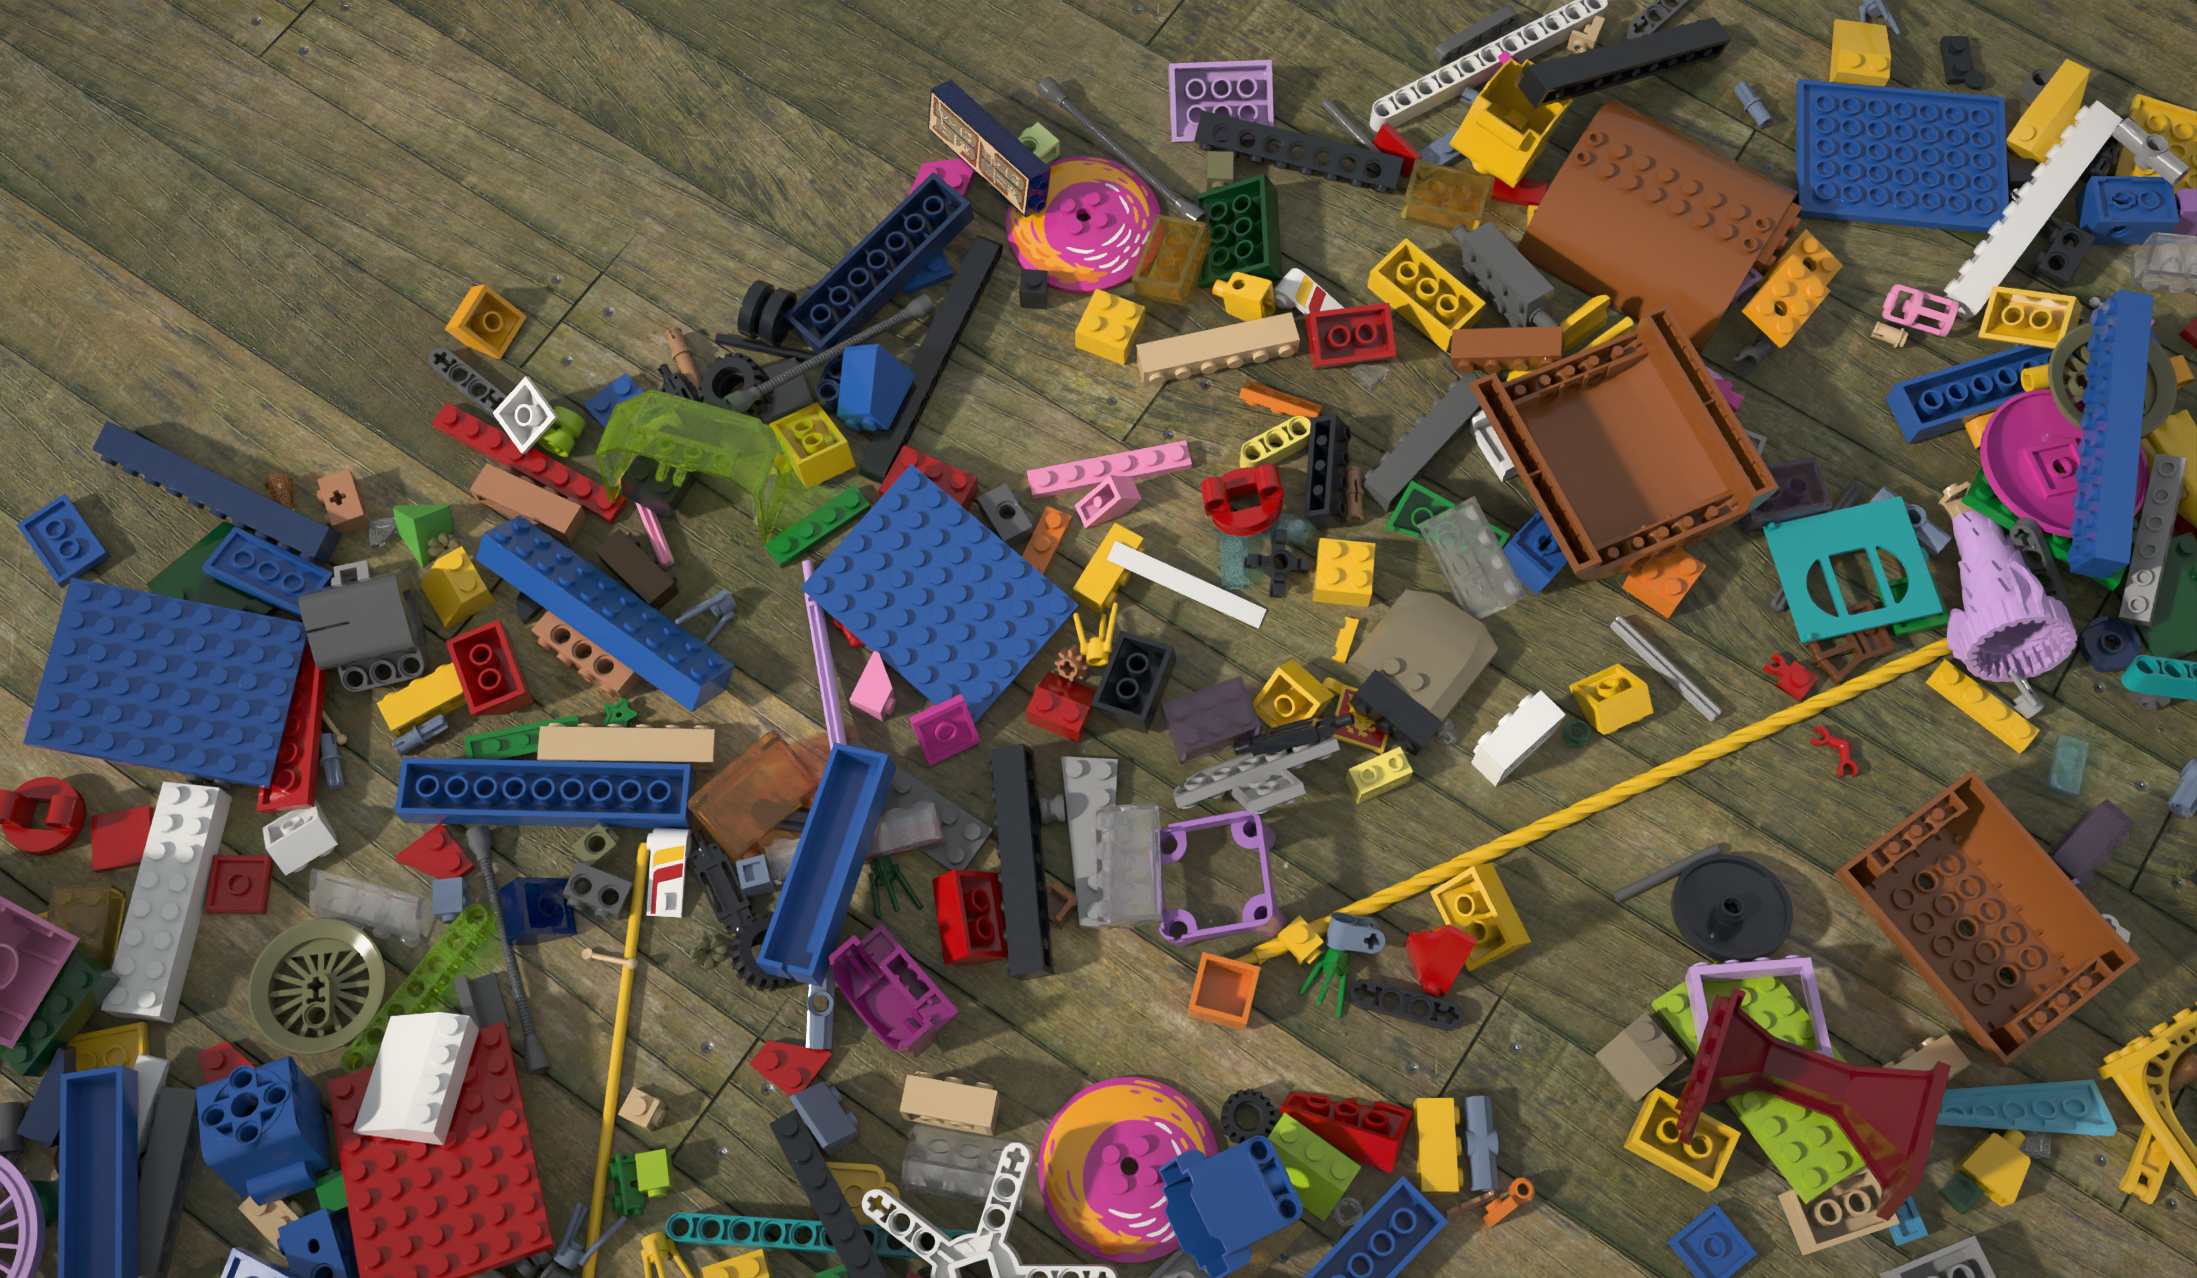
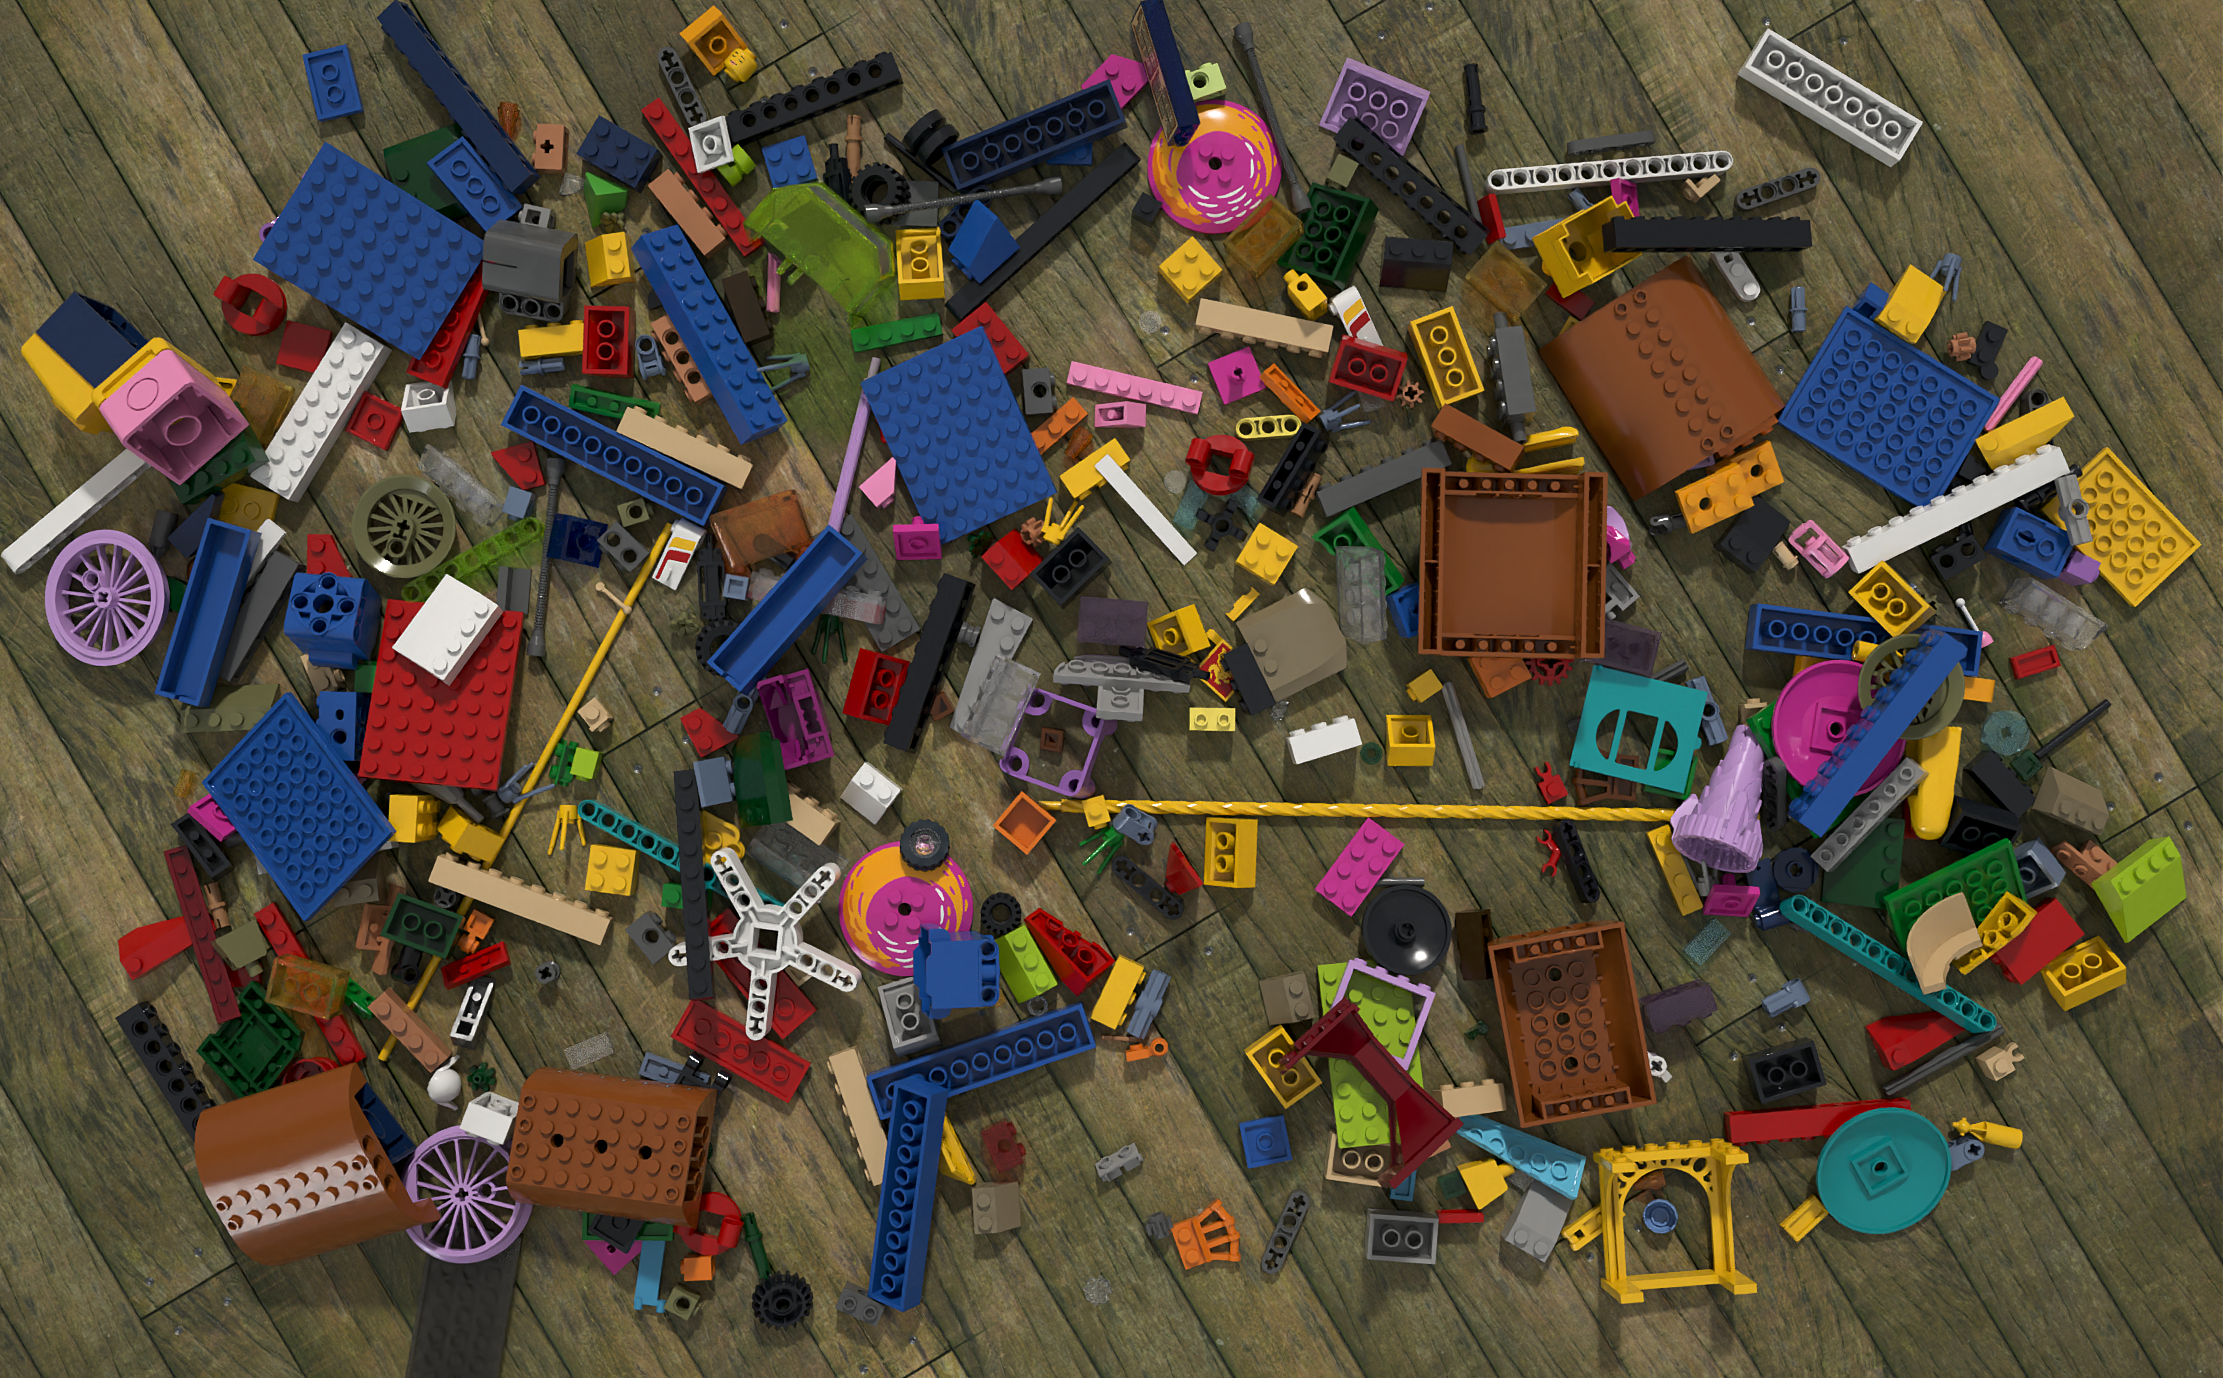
camera: 20 degrees right, 20 degrees up
(424, 474) = (619, 154): none -> dark blue brick
(525, 333) = (740, 65): none -> yellow head
(547, 672) = (651, 361): none -> sand blue piece
(623, 708) = (684, 417): green plate -> none
(636, 331) = (808, 110): none -> black brick
(882, 1082) = (760, 781): none -> dark green wedge
(1016, 704) = (979, 543): none -> dark green plant
(1022, 1045) = (871, 792): none -> white slope
(1076, 548) = (1078, 442): none -> clear orange cone
(1092, 397) = (1149, 322): none -> clear plate
(1116, 1076) = (924, 845): none -> black wheel
(1203, 544) = (1175, 481): none -> clear tile
(1207, 884) = (1052, 739): none -> reddish brown tile
(1213, 411) = (1236, 376): none -> dark pink tile
(1323, 61) = (1475, 108): none -> black pin
(1341, 404) = (1332, 419): none -> sand blue plant
(1343, 222) = (1415, 264): none -> black slope
(1408, 347) = (1406, 399): none -> nougat gear
(1593, 633) = (1423, 686): none -> yellow brick
(1636, 865) = (1359, 867): none -> dark pink plate
(1671, 99) = (1737, 275): none -> white plate
(1716, 558) = (1549, 671): none -> red gear
(1818, 888) = (1474, 934): none -> dark brown brick
(1819, 66) = (1871, 301): none -> blue brick
(1844, 332) = (1752, 535): none -> black slope
(1872, 745) = (1572, 863): none -> black beam
(1877, 989) = (1480, 1028): none -> clear green tile
(1934, 67) = (1961, 346): none -> nougat gear
(1996, 1224) = (1460, 1216): none -> red tile
(2011, 87) = (2013, 392): none -> bright pink axle
(2065, 703) = (1730, 899): none -> dark pink tile
(2086, 1186) = (1537, 1220): none -> light grey slope
(2109, 701) = (1768, 904): none -> dark blue door

